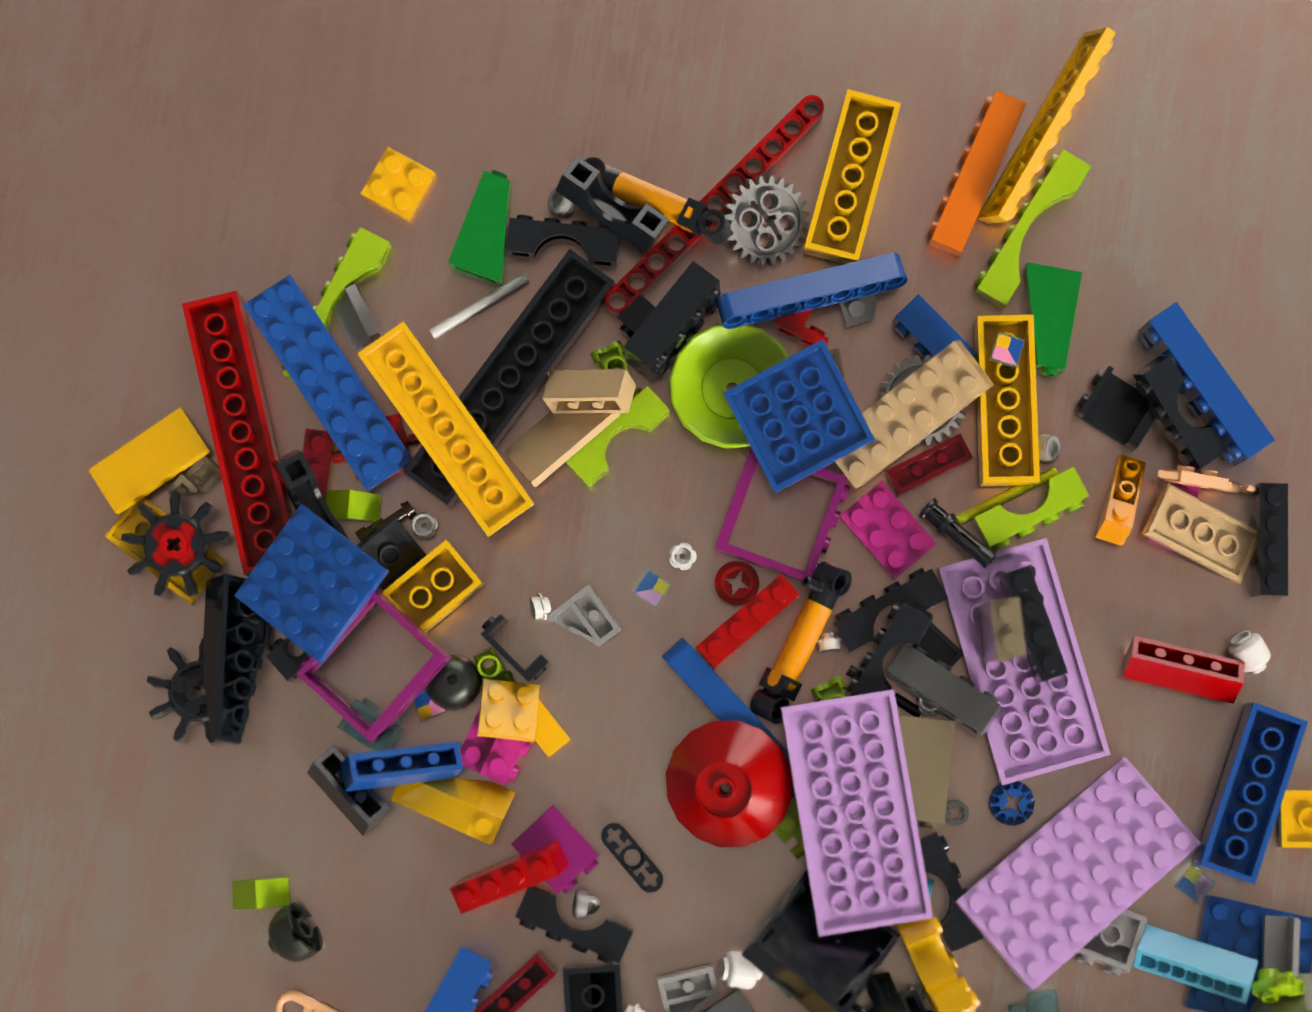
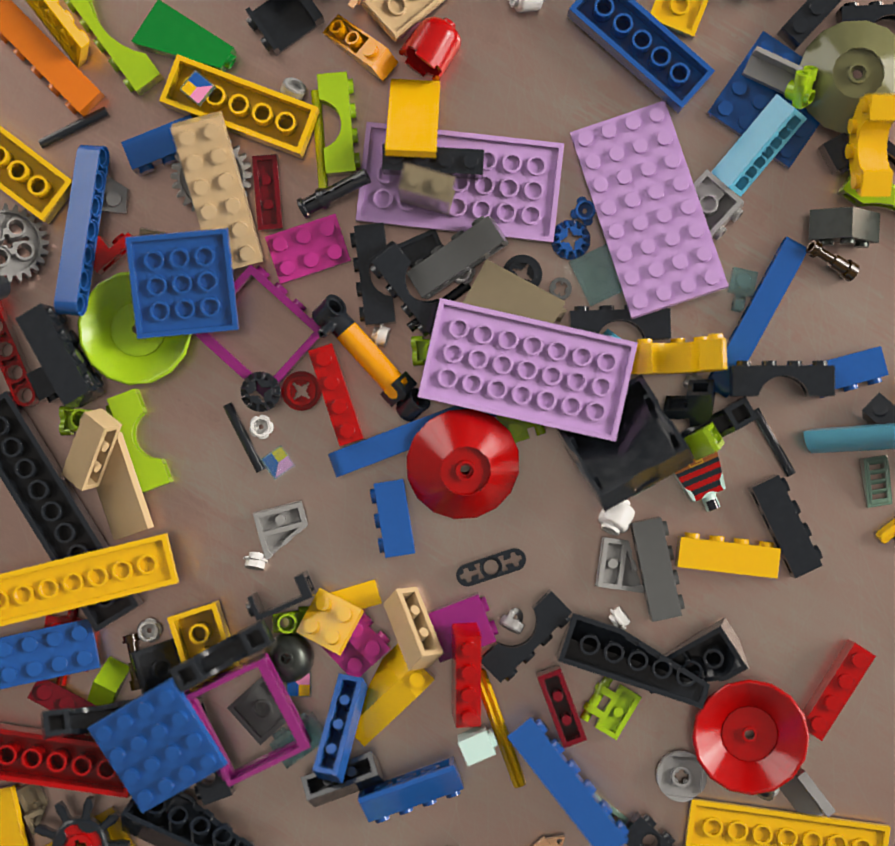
camera: 70 degrees left, 5 degrees up
(364, 867) = (411, 789): none -> blue slope
(385, 673) = (258, 711): none -> dark grey plate
(431, 613) = (222, 655): none -> black arch
(441, 918) = (477, 744): none -> light aqua brick
(461, 939) = (501, 732): none -> yellow axle
(536, 800) = (413, 628): none -> tan brick
(642, 733) = (393, 518): none -> blue brick
(664, 542) = (243, 437): none -> black bar
(719, 555) = (271, 397): none -> black gear
(913, 238) = (74, 127): none -> black bar
(967, 759) = (520, 261): none -> black gear
(985, 845) = (596, 275): none -> clear light blue tile
(1042, 799) = (577, 213): none -> blue plate
(1069, 585) = (412, 118): none -> yellow tile
(1152, 574) = (432, 47): none -> red cylinder
(1184, 669) = (519, 54): red brick -> none
(1195, 884) = (695, 119): clear light blue tile -> none

